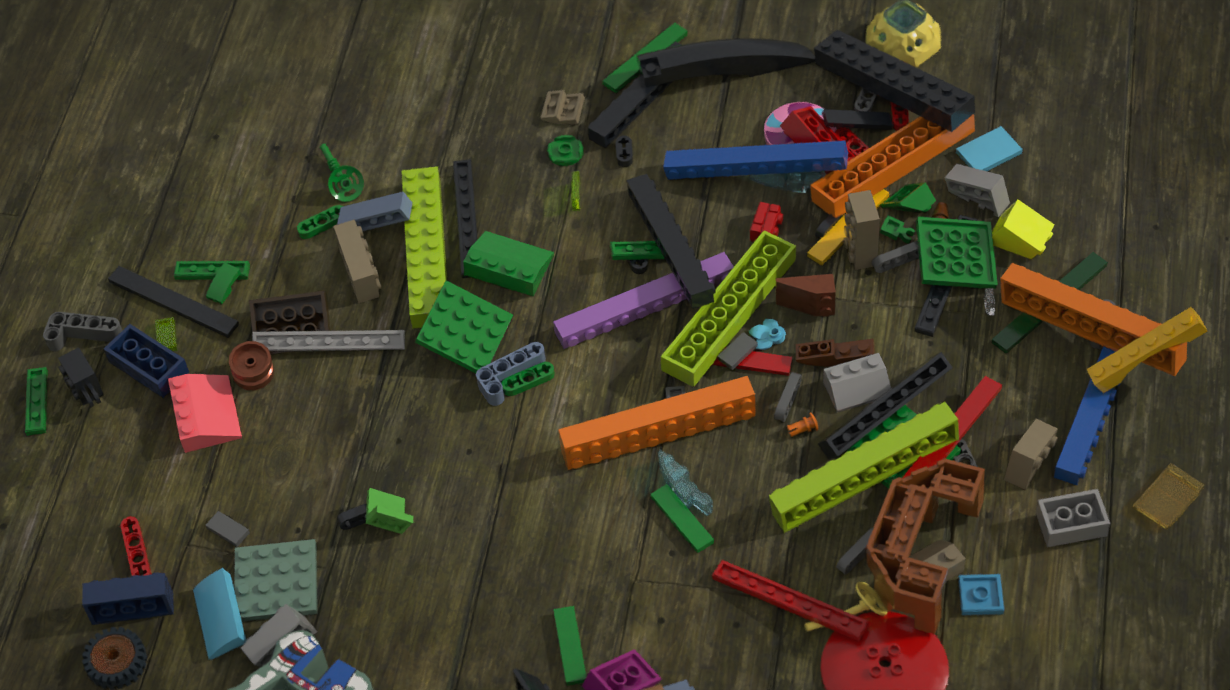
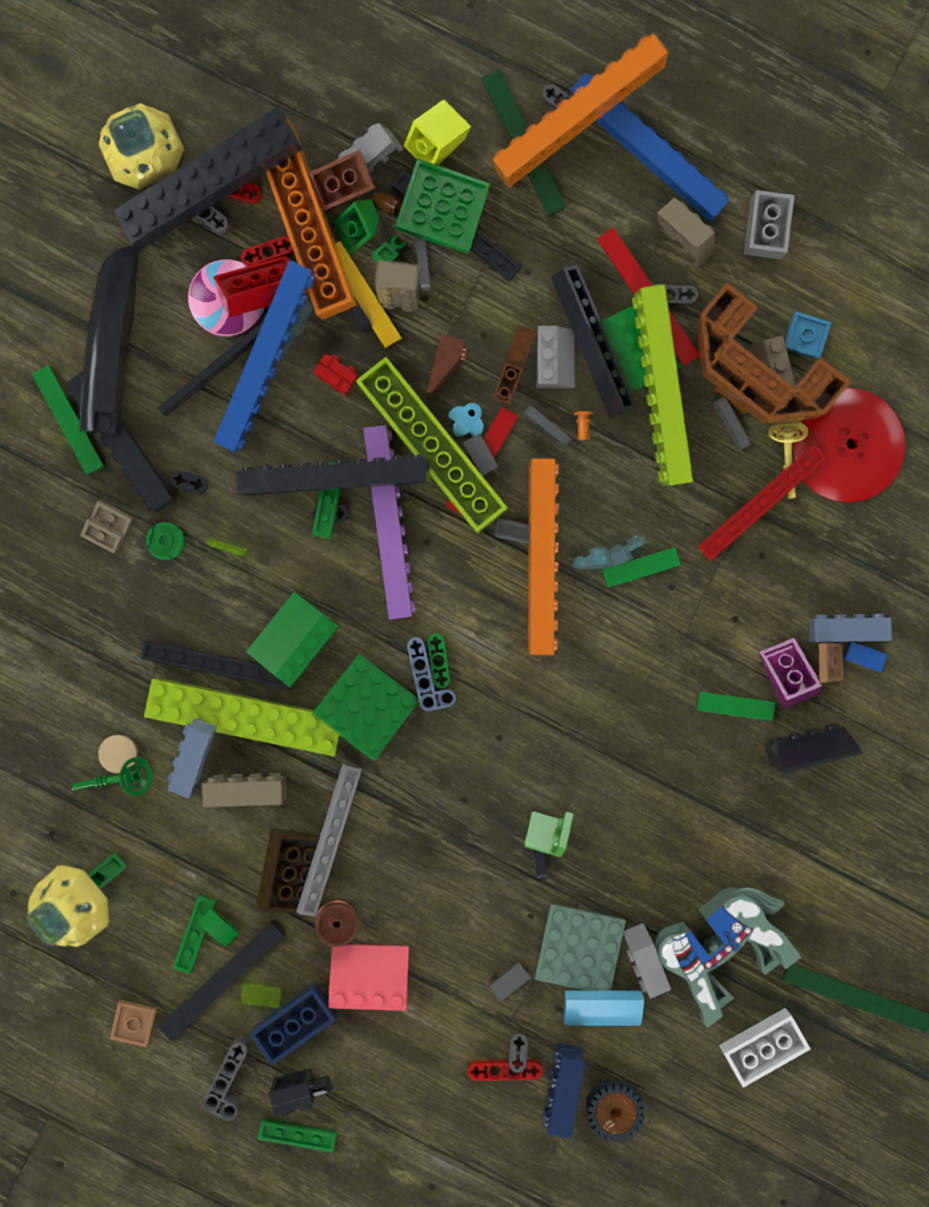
camera: 75 degrees left, 35 degrees up
(117, 249) = (133, 1023): none -> medium nougat tile
(156, 553) = (513, 1051): none -> dark grey beam
(212, 162) = (67, 908): none -> light yellow rock
(249, 184) = (107, 871): none -> green slope
(313, 231) = (181, 822): green beam -> none
(367, 166) = (116, 751): none -> tan tile
(714, 129) = (210, 372): none -> black tile
(857, 119) = (240, 236): black tile -> none
(937, 167) = (341, 181): none -> copper slope
(989, 150) = (321, 122): medium azure tile -> none
(989, 301) = (506, 199): clear tile -> none
(1169, 496) = (767, 131): clear yellow piece -> none
(1175, 331) = (651, 76): yellow arch -> none

